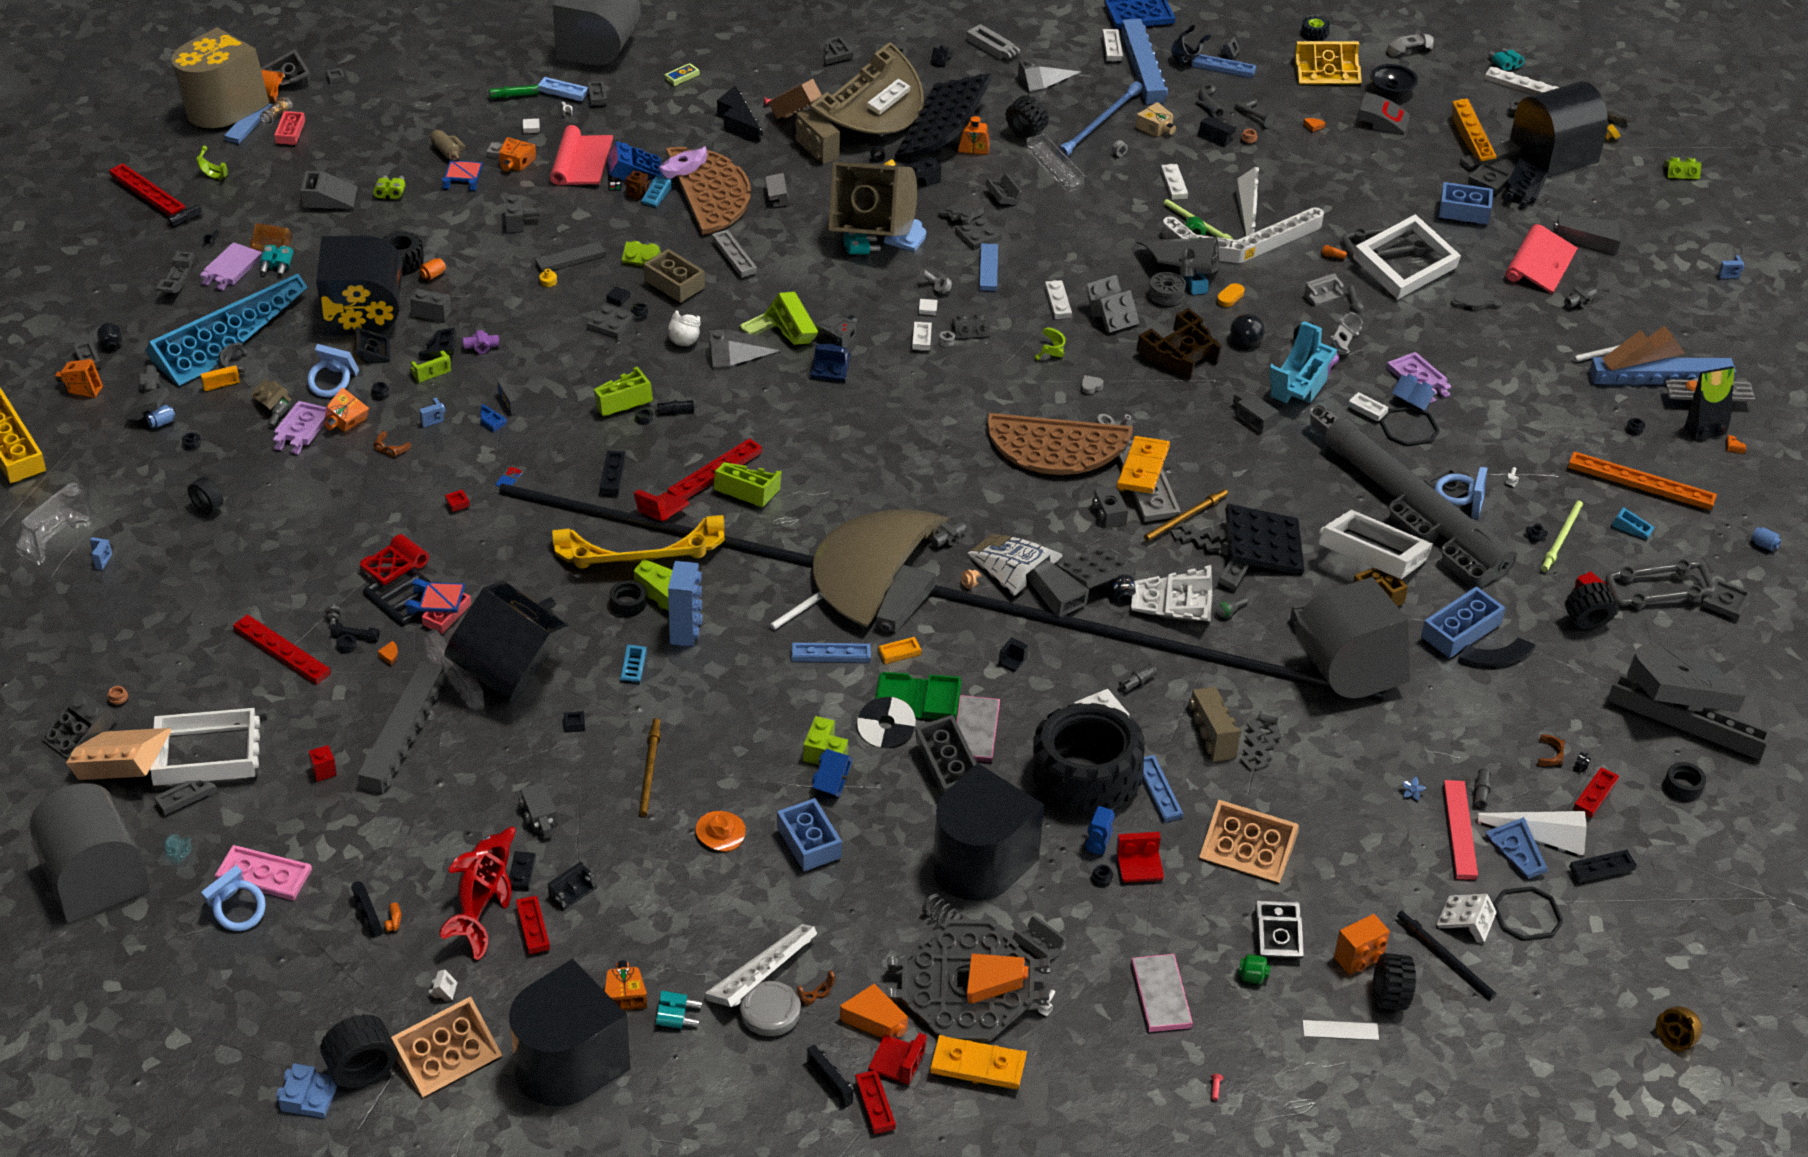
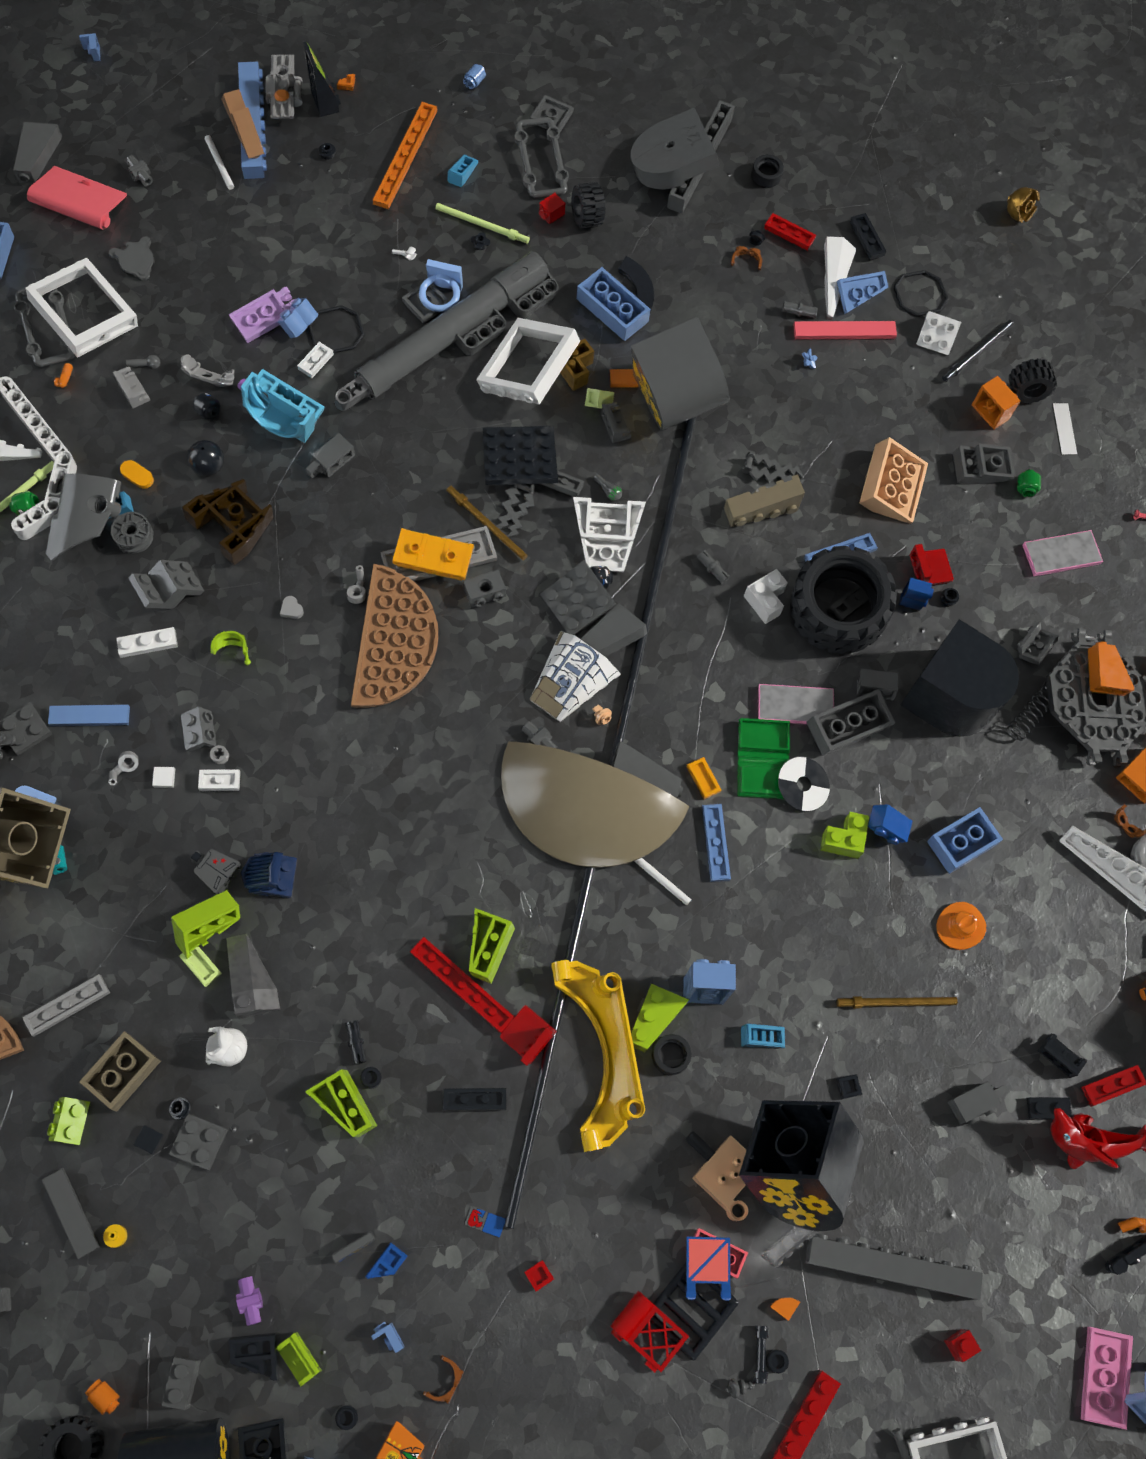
camera: 100 degrees left, 25 degrees up
(1013, 654) = (699, 674): black panel -> none

